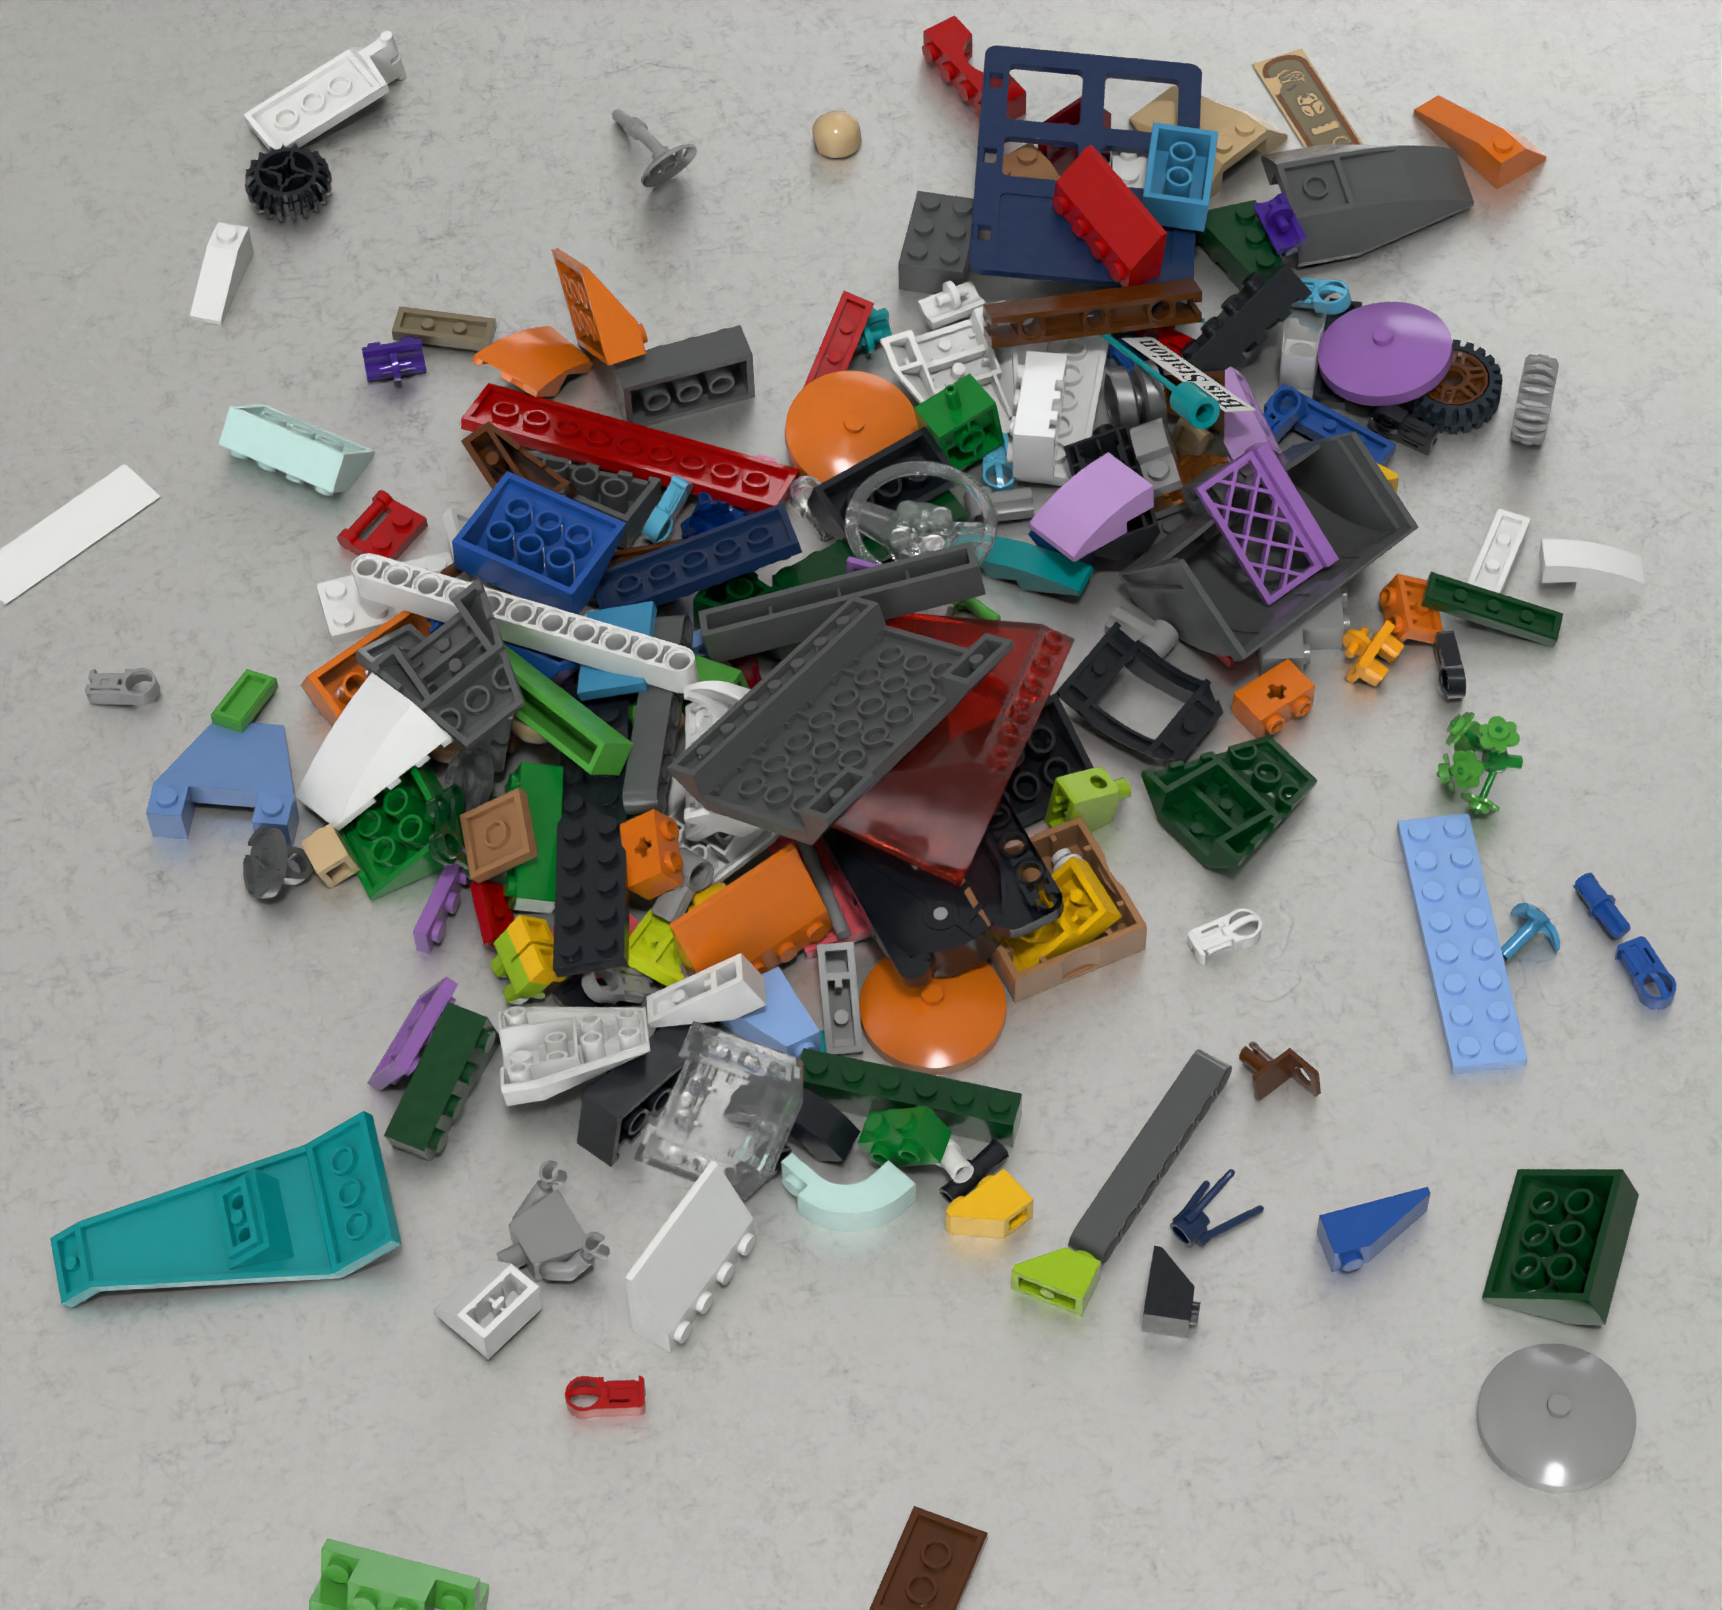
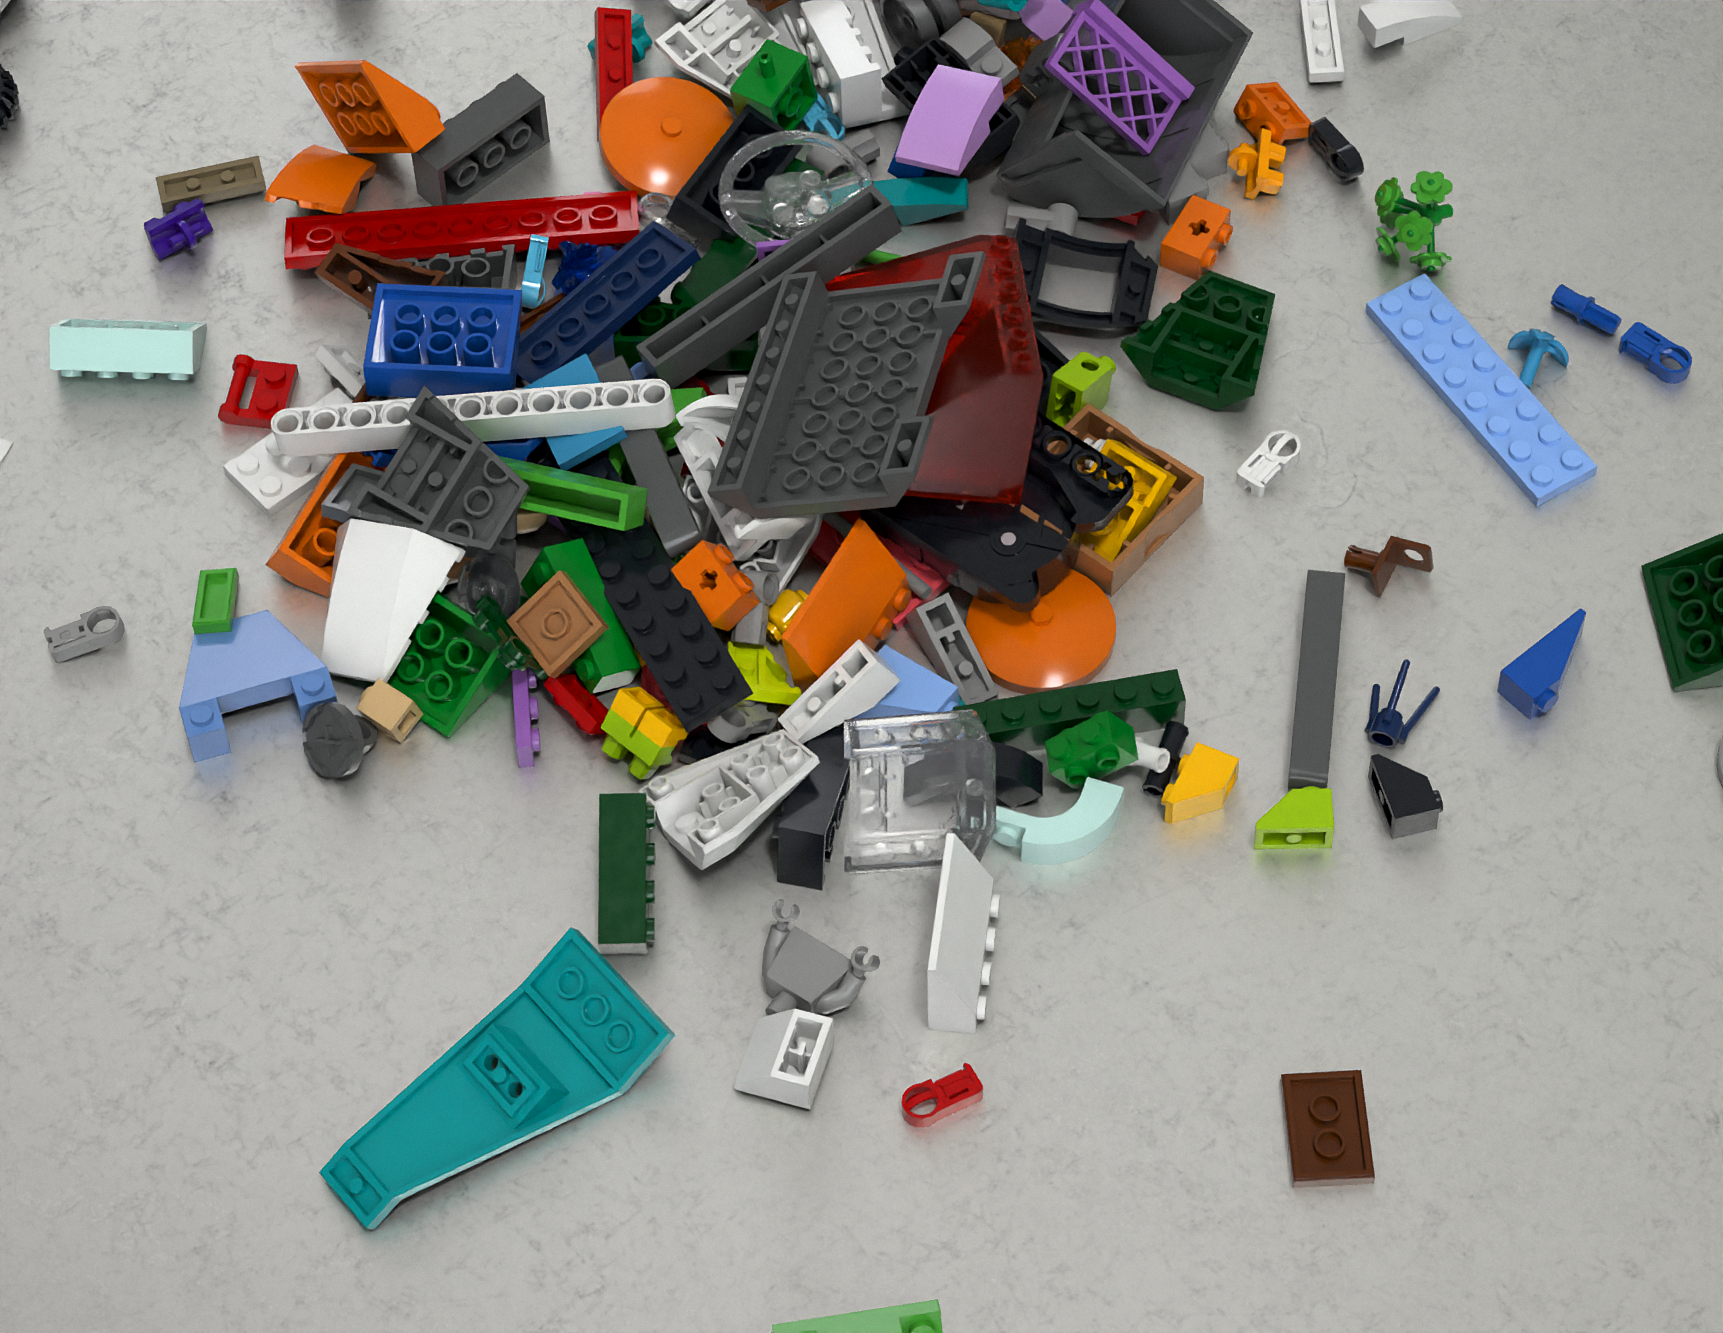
camera: 25 degrees left, 0 degrees up
(415, 1031) = (572, 841): medium lavender plate -> none
(1492, 609) = (1344, 87): dark green tile -> none

